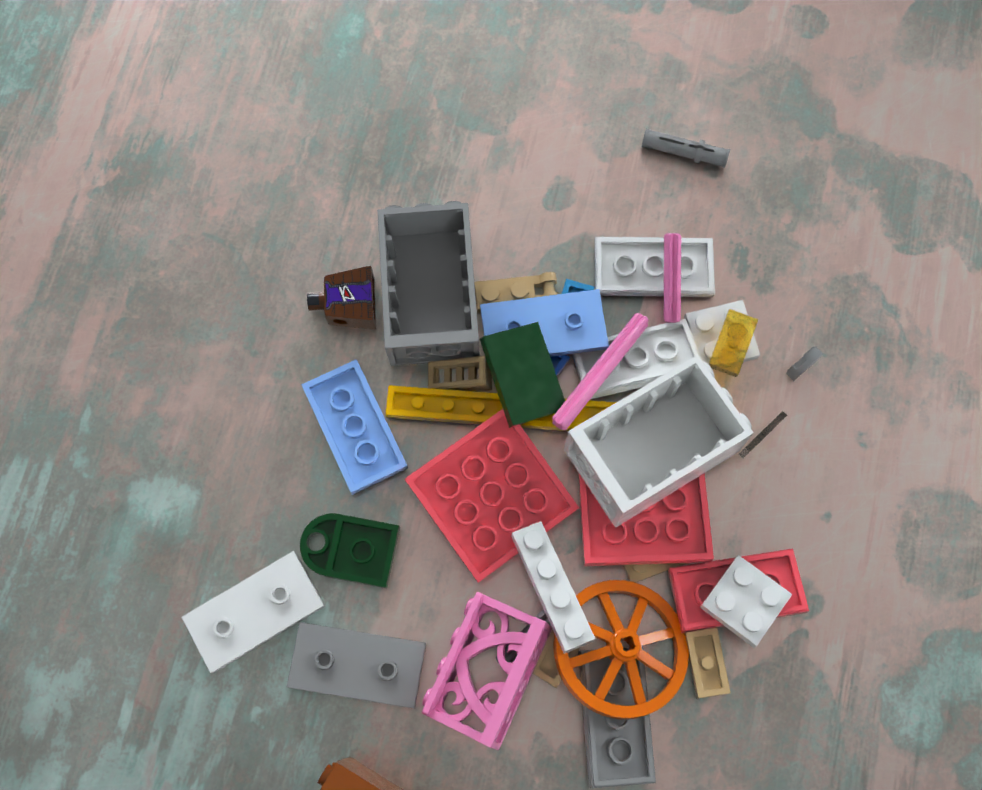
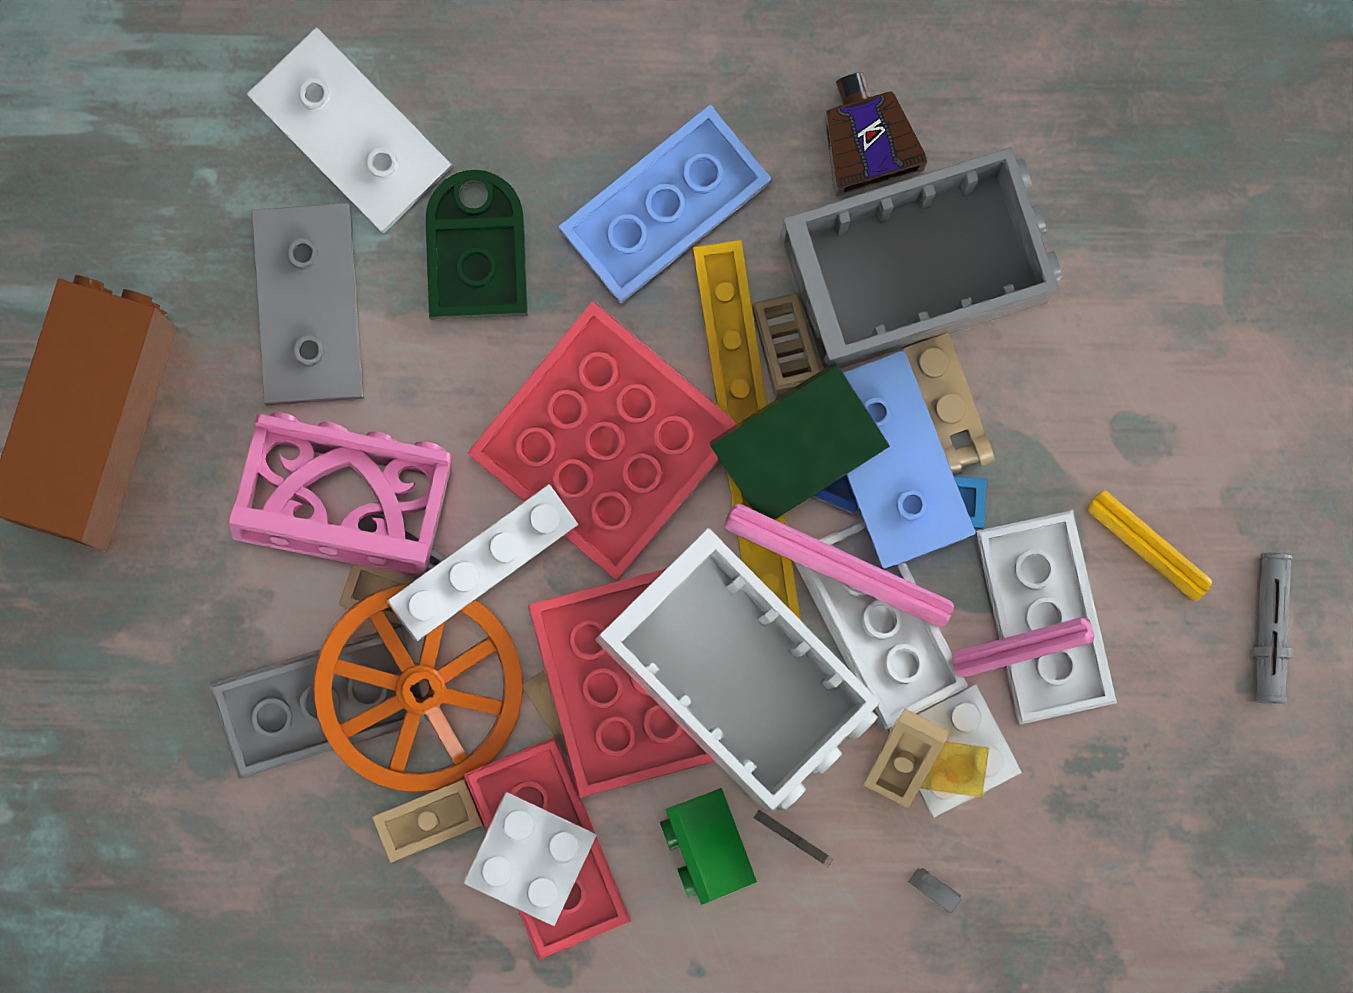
camera: 75 degrees right, 10 degrees up
(623, 202) = (1149, 545): none -> yellow axle
(729, 352) = (906, 758): none -> tan slope
(757, 488) = (709, 846): none -> green slope

